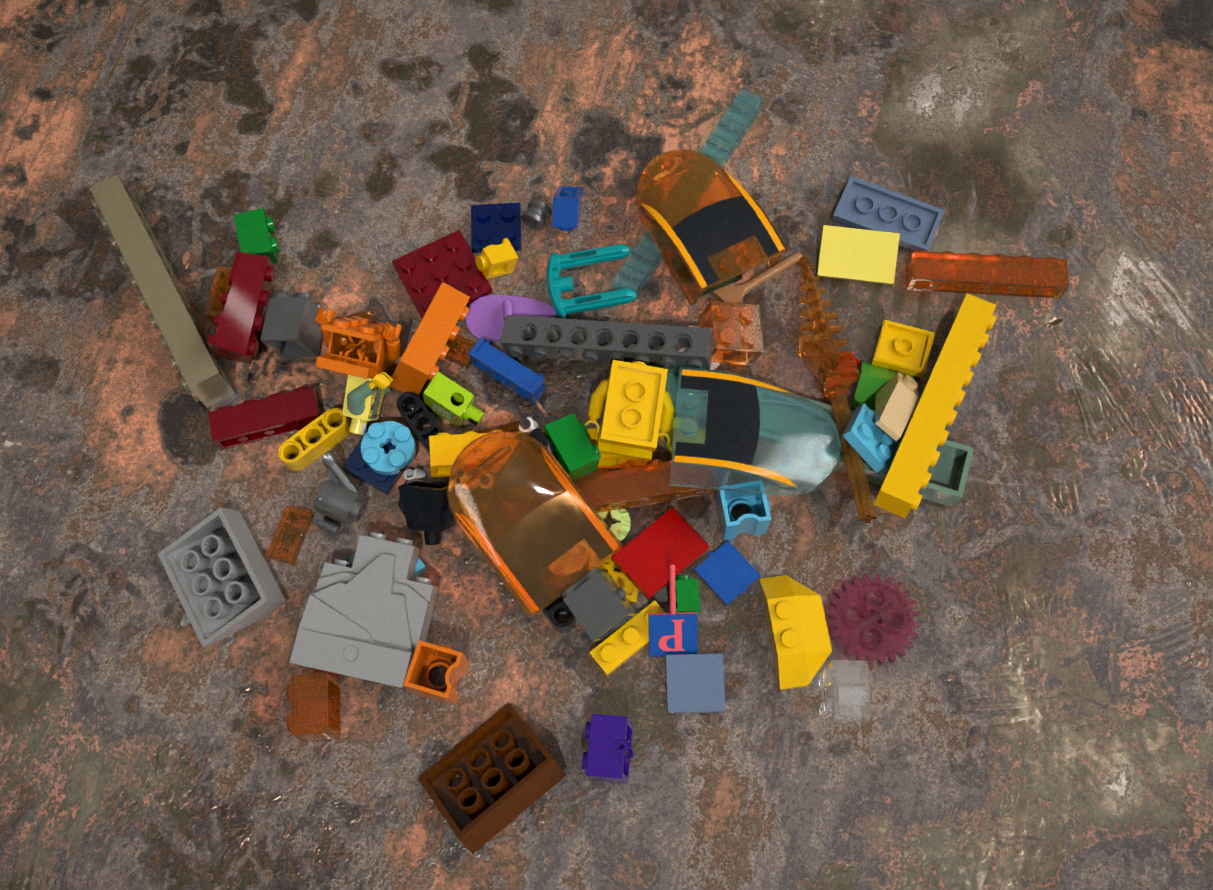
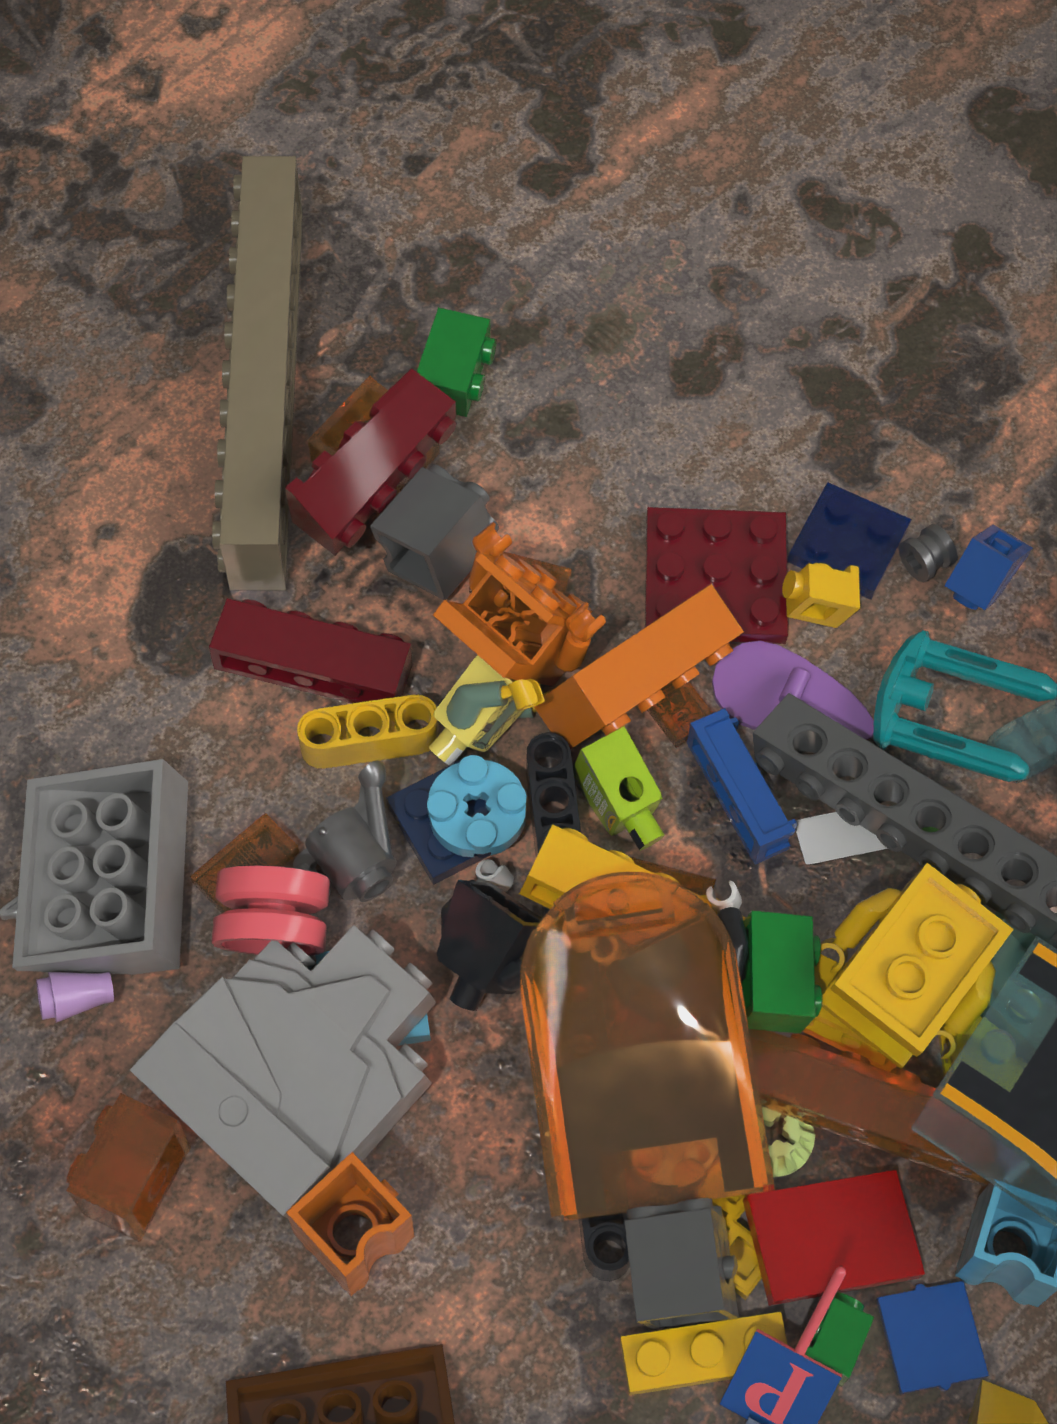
camera: 25 degrees right, 5 degrees down
(239, 643) = (69, 993): none -> lavender cone
(314, 548) = (268, 907): none -> coral wheel
(563, 372) = (831, 838): none -> white sticker

